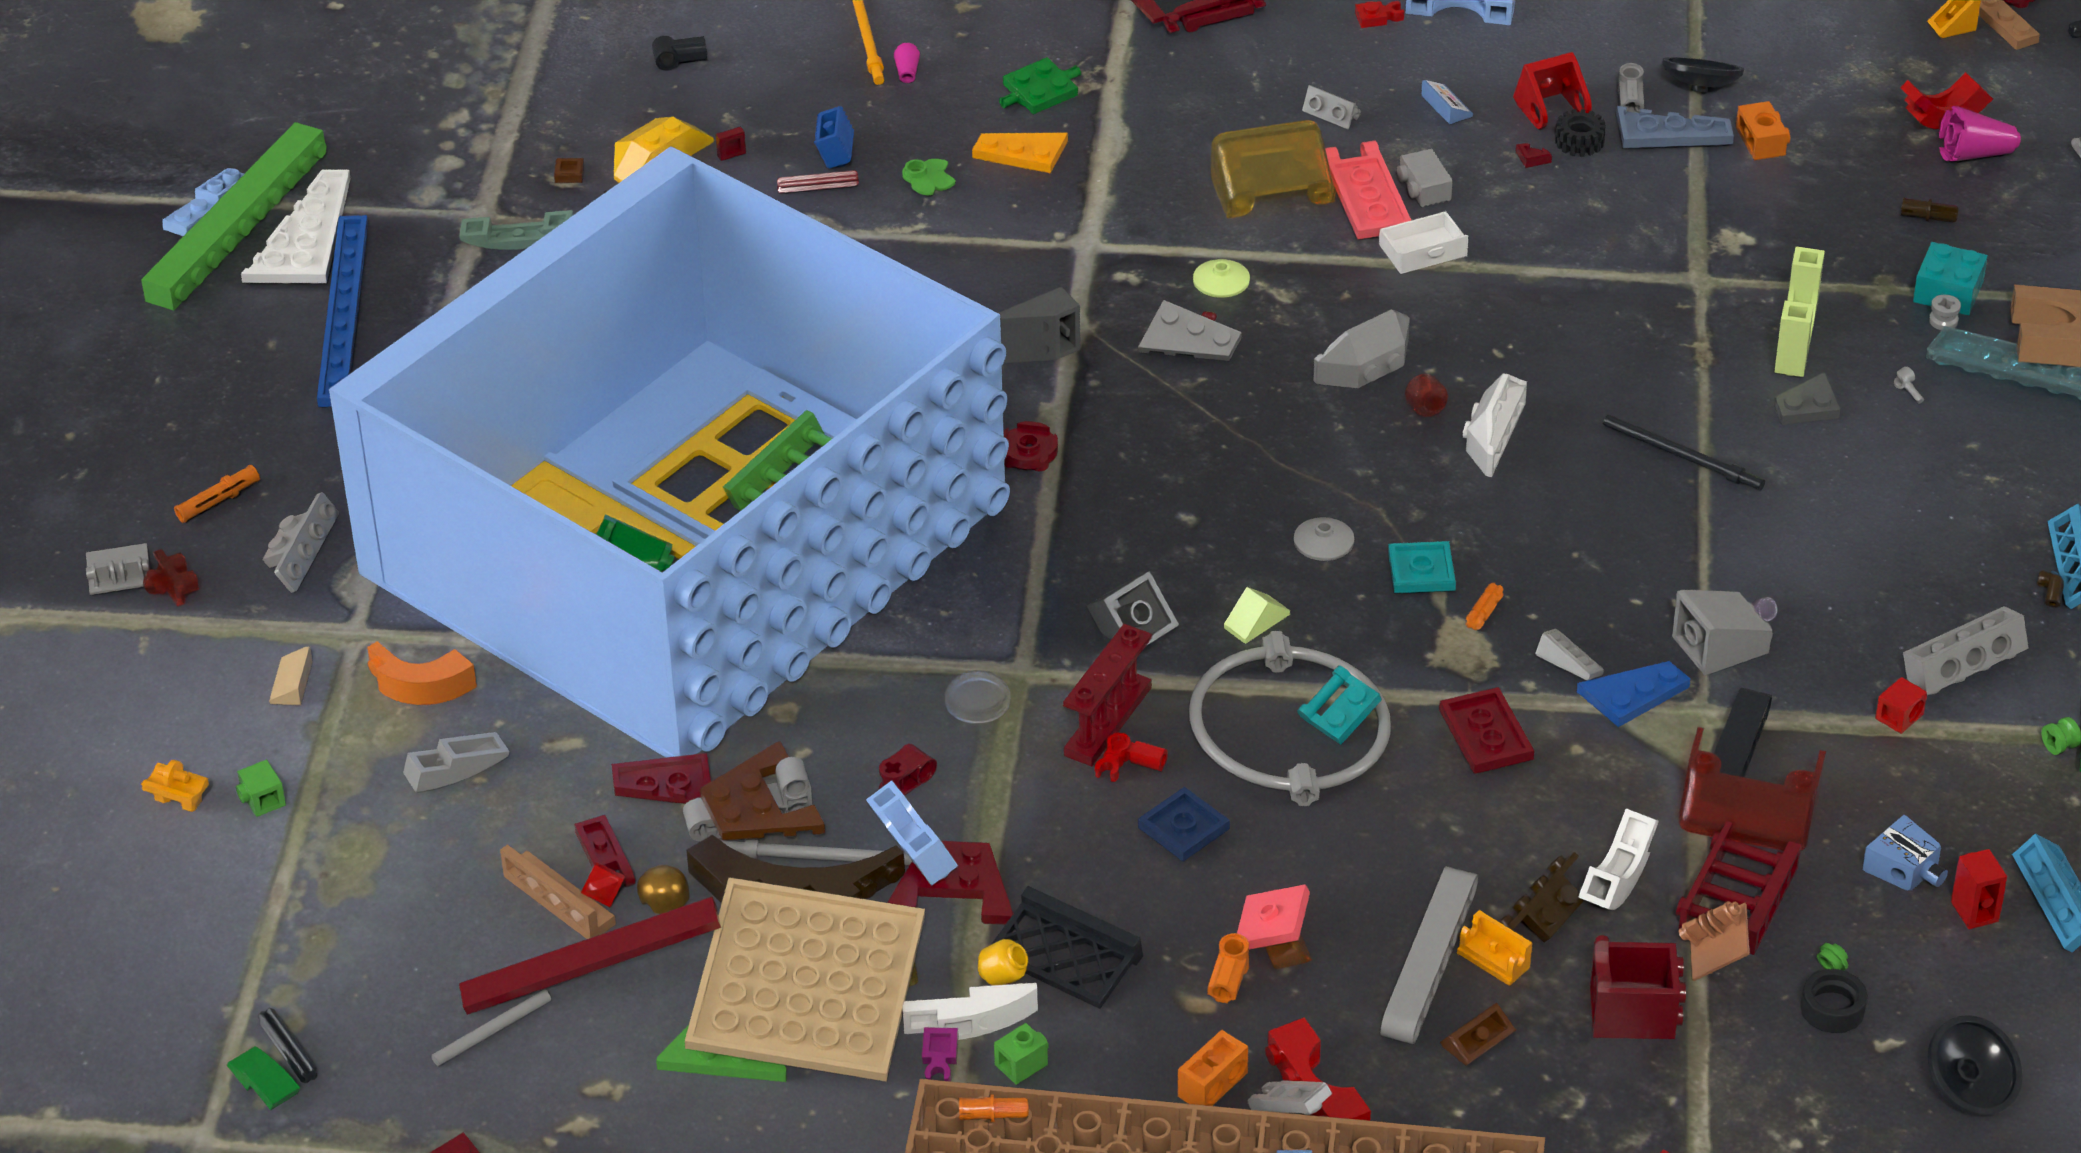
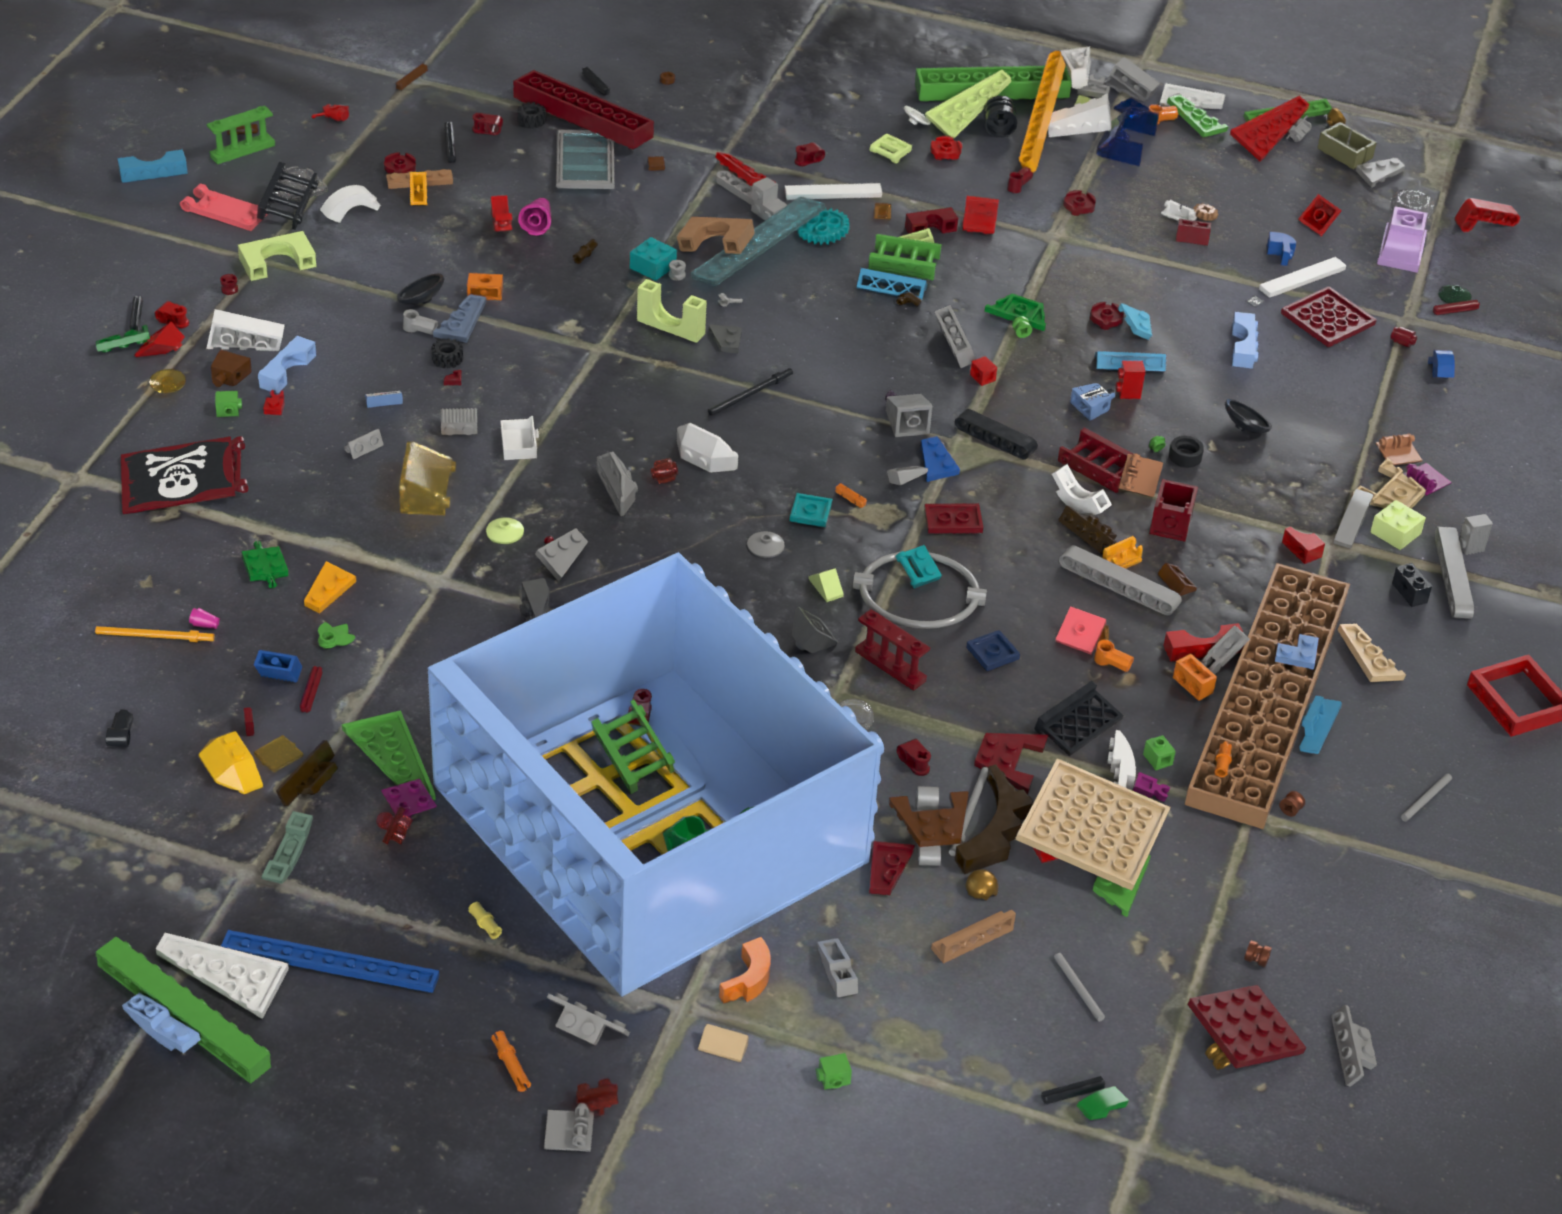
camera: 80 degrees left, 0 degrees up
(173, 783) = (820, 1116): light orange hips -> none
(569, 170) = (224, 814): reddish brown tile -> none
(589, 955) = (1049, 920): dark red tile -> none
(603, 847) = (945, 906): dark red plate -> none
(603, 884) = (978, 908): red tile -> none
(912, 833) = (967, 761): light blue arch -> none
(1002, 962) = (1090, 744): yellow head -> none
(1121, 749) = (926, 665): red bar -> none
(1367, 190) = (462, 447): coral hinge -> none
(1547, 79) = (404, 353): red hose -> none
(1760, 810) = (1038, 450): clear red windscreen -> none

